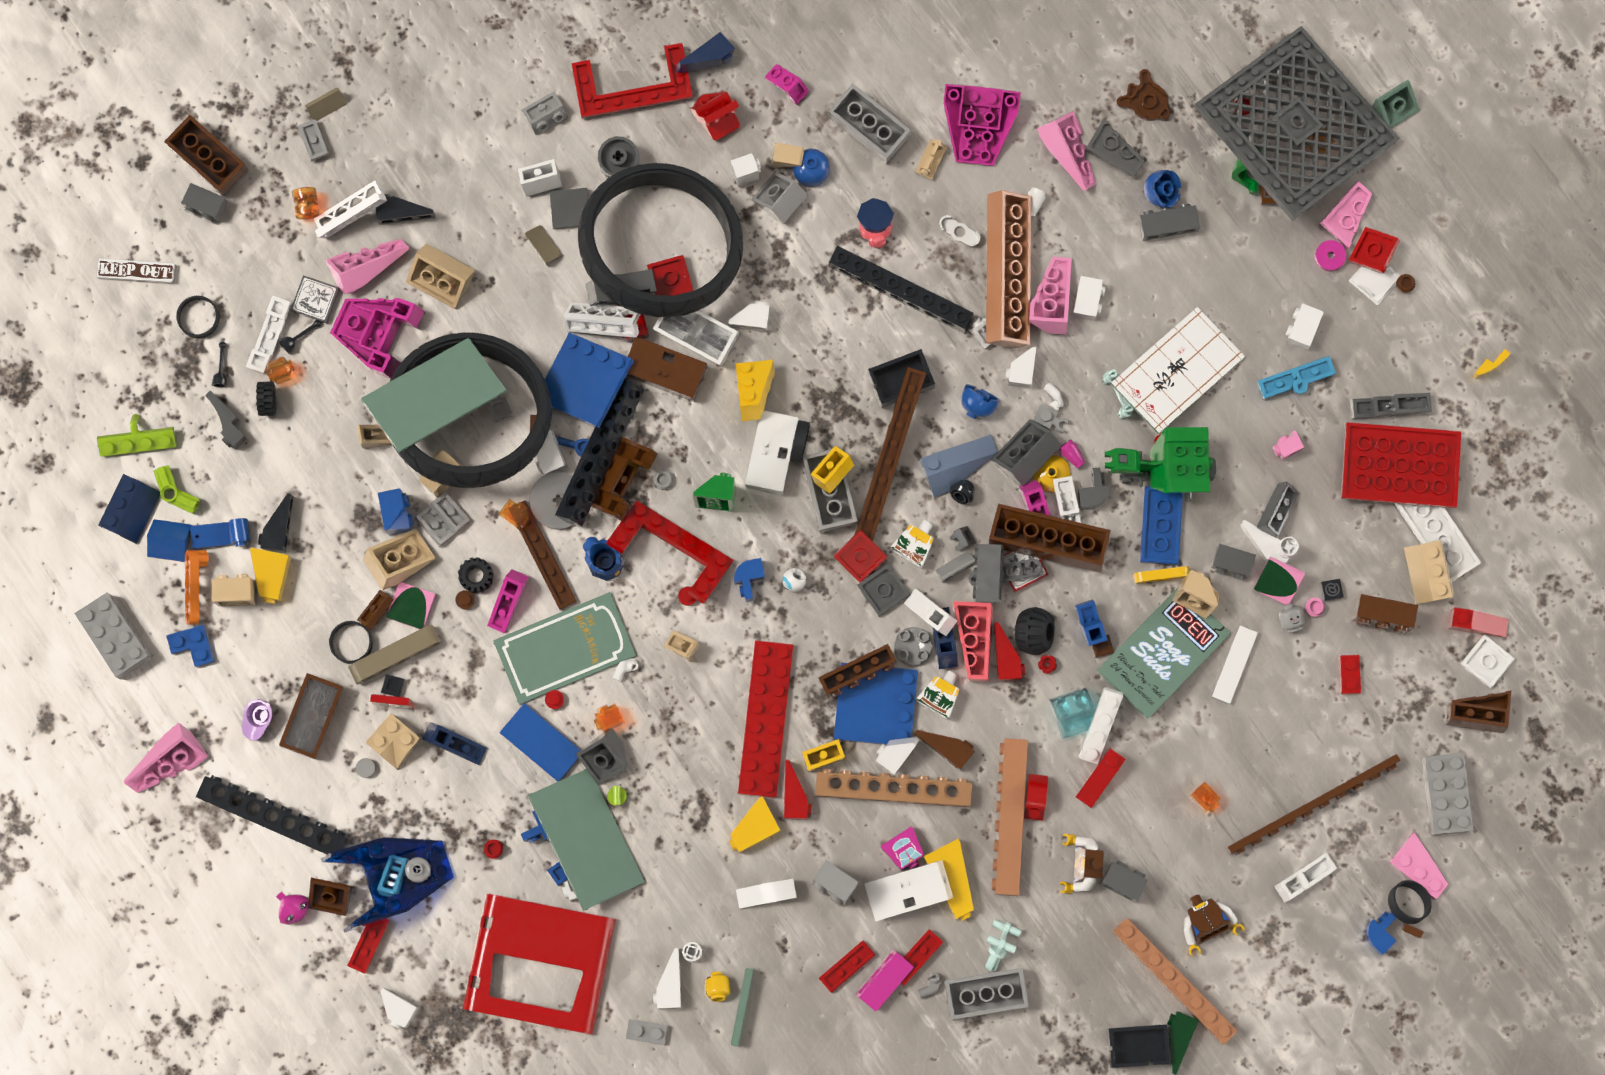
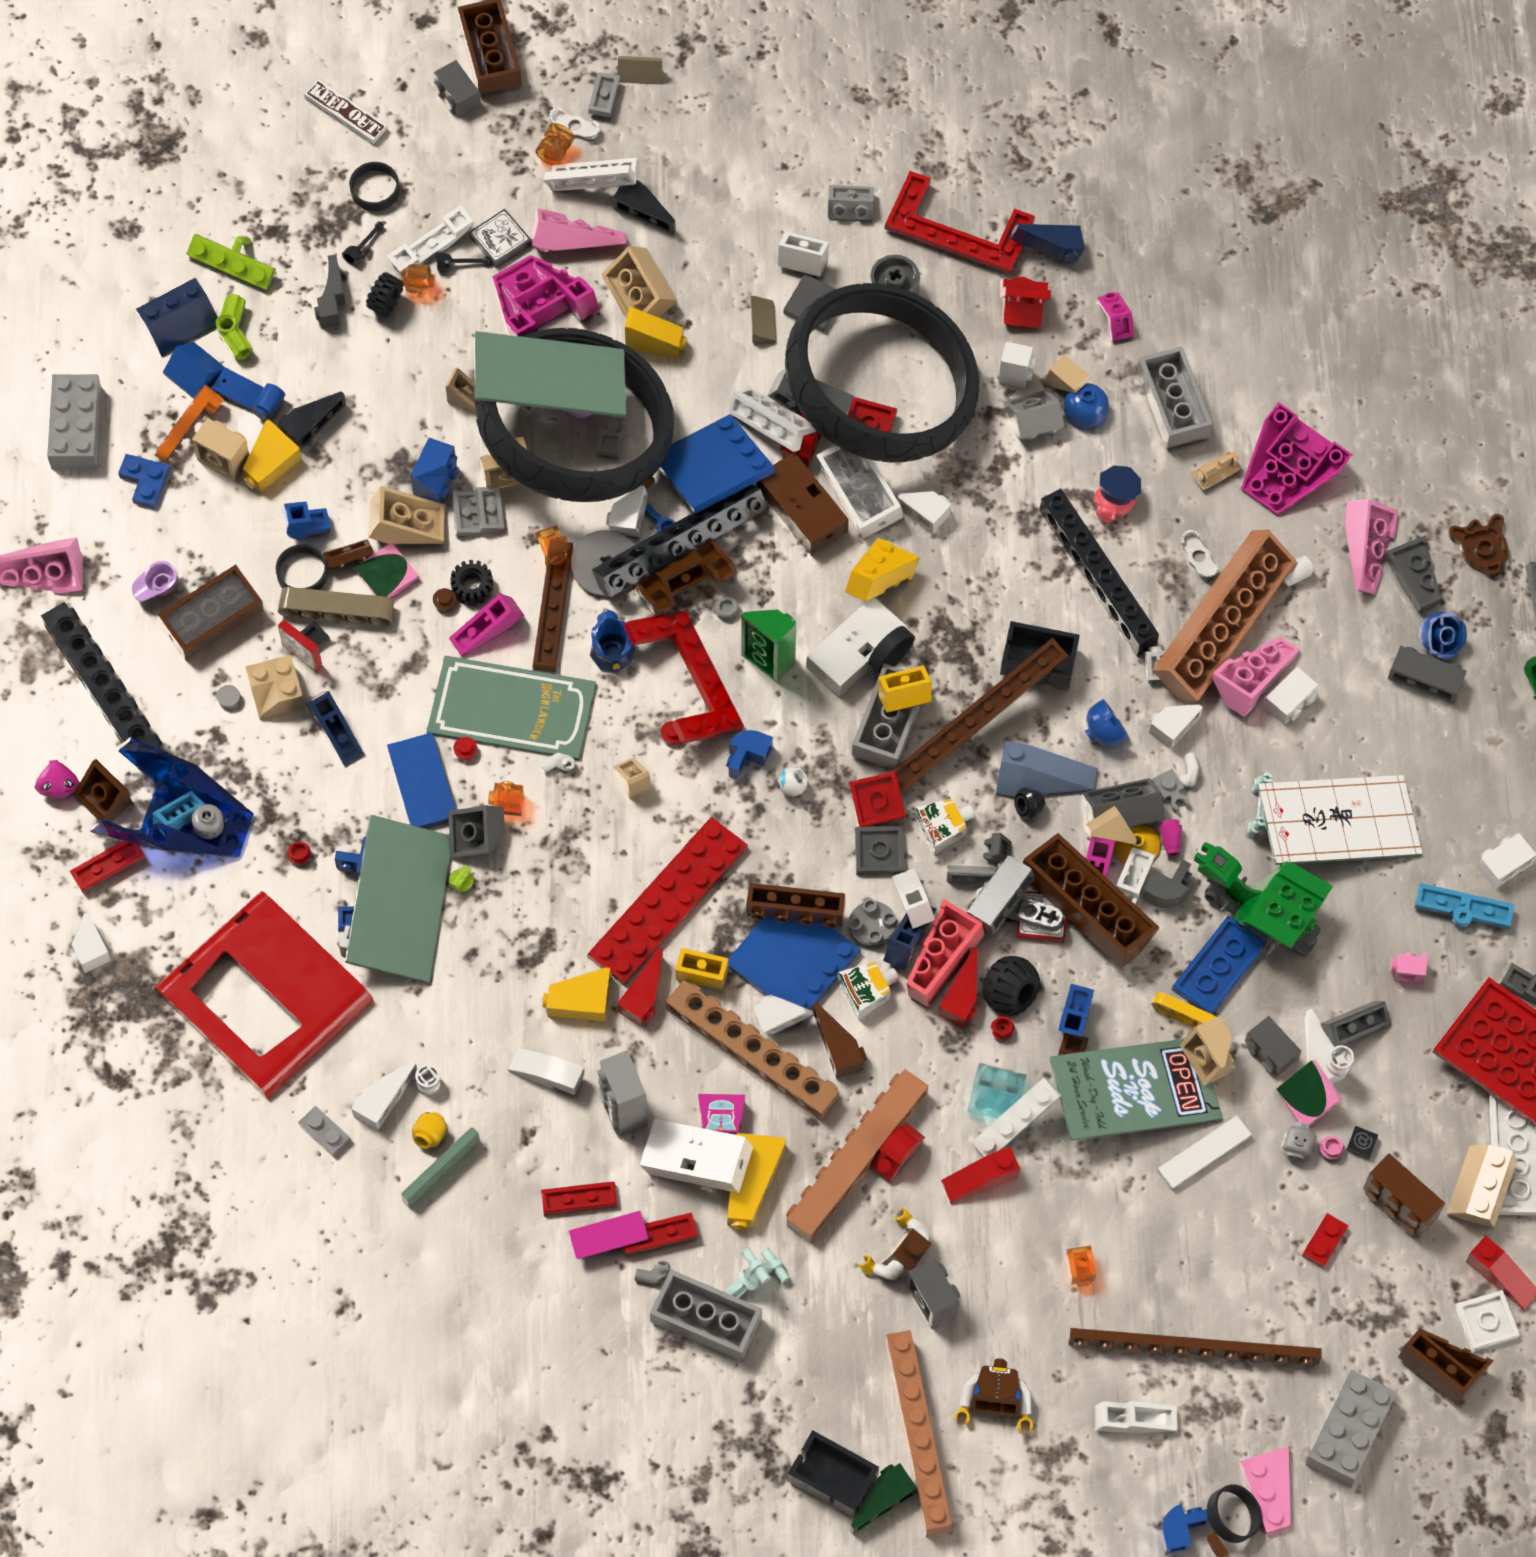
camera: 30 degrees right, 15 degrees down
(295, 179) = (587, 131): none -> white piece
(328, 606) = (301, 521): none -> blue brick
(477, 307) = (653, 334): none -> yellow slope
(1031, 477) = (1111, 826): none -> tan slope

